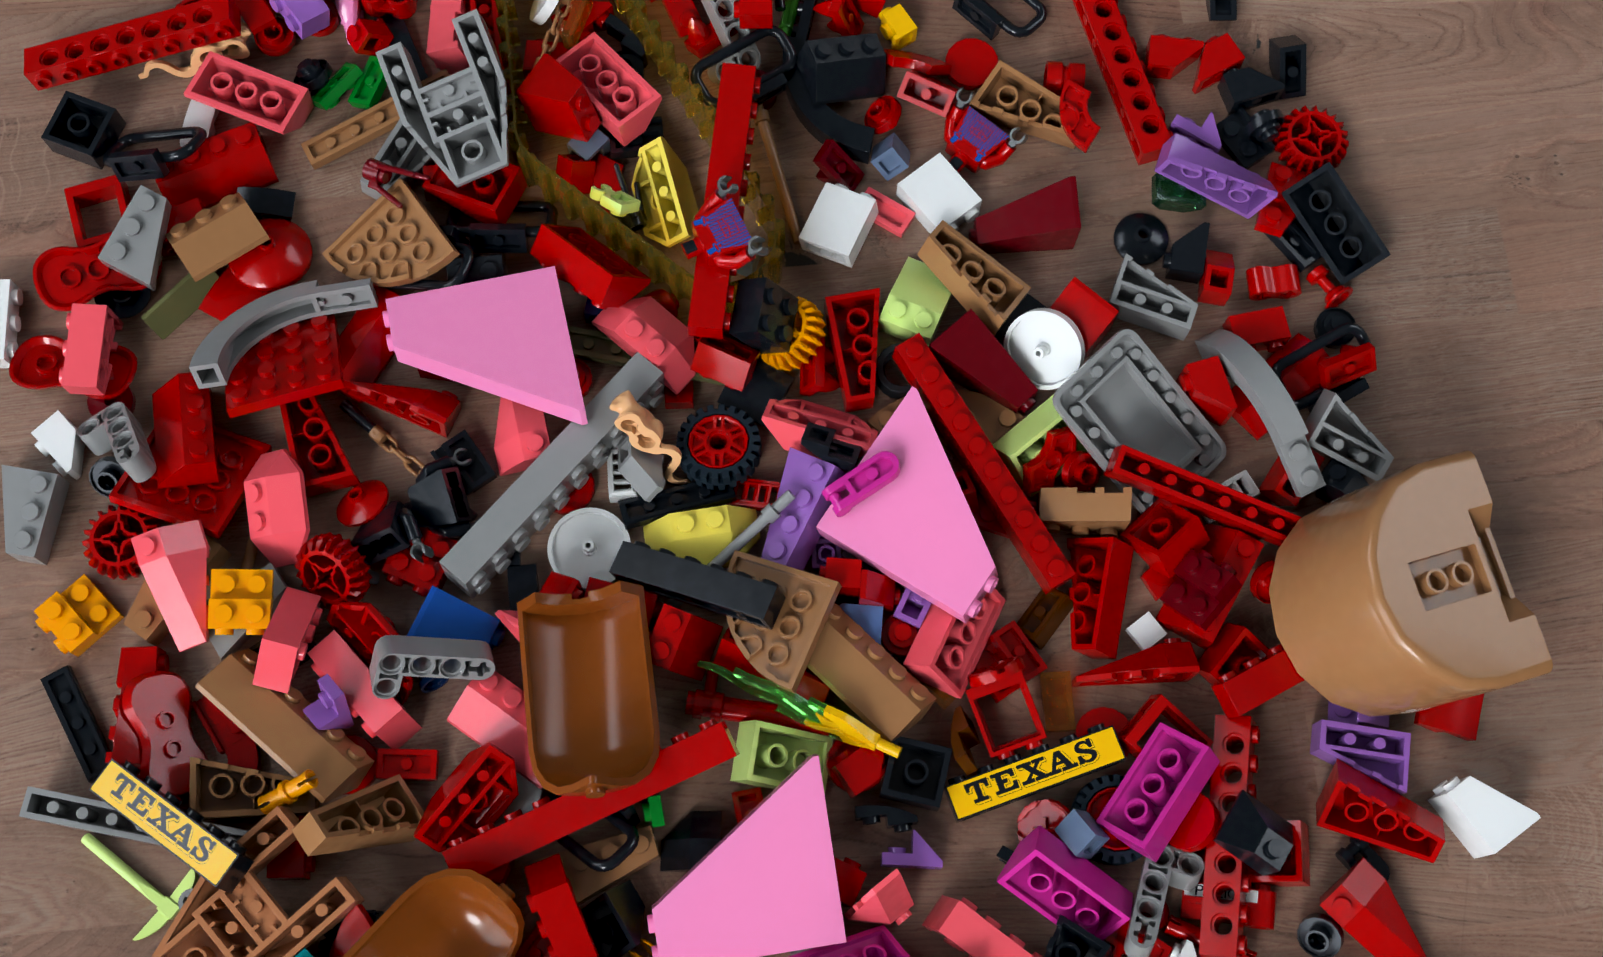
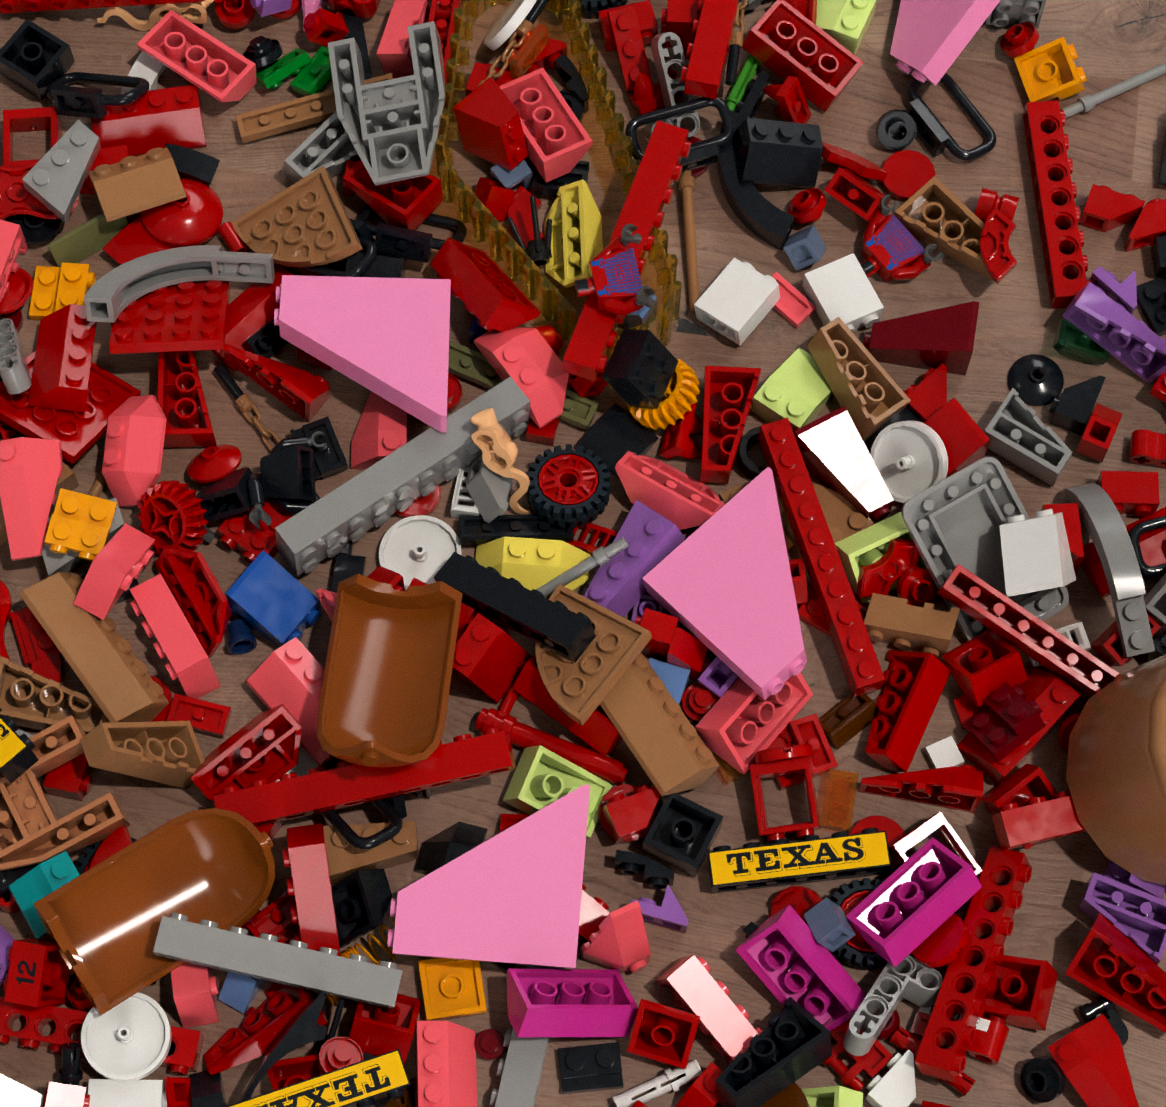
camera: 15 degrees right, 5 degrees down
(164, 358) = (59, 287): none -> light orange plate
(288, 791) = (84, 706): light orange pin -> none
(326, 270) = (231, 238): none -> red piece
(331, 708) = (142, 642): medium lavender slope -> none
(381, 173) = (306, 157): dark red plant -> none
(383, 367) = (265, 341): none -> black slope
(426, 657) = (282, 628): light grey beam -> none
(617, 202) = (525, 232): yellowish green plate -> none
(653, 811) = (421, 808): green plate -> none
(725, 361) = (593, 405): red brick -> none
(808, 712) = (591, 748): piece -> none
(822, 444) = (667, 501): black slope -> none
(837, 166) = (749, 245): dark red slope -> none
(862, 482) = (696, 544): dark pink plate -> none
(897, 26) = (843, 124): yellow brick -> none
(950, 21) = (896, 129): none -> black plate
(962, 739) = (737, 811): reddish brown slope -> none
(1047, 277) = (929, 393): none -> red slope
(1192, 416) = (1035, 553): none -> white slope
(1256, 835) = (997, 961): black slope -> none

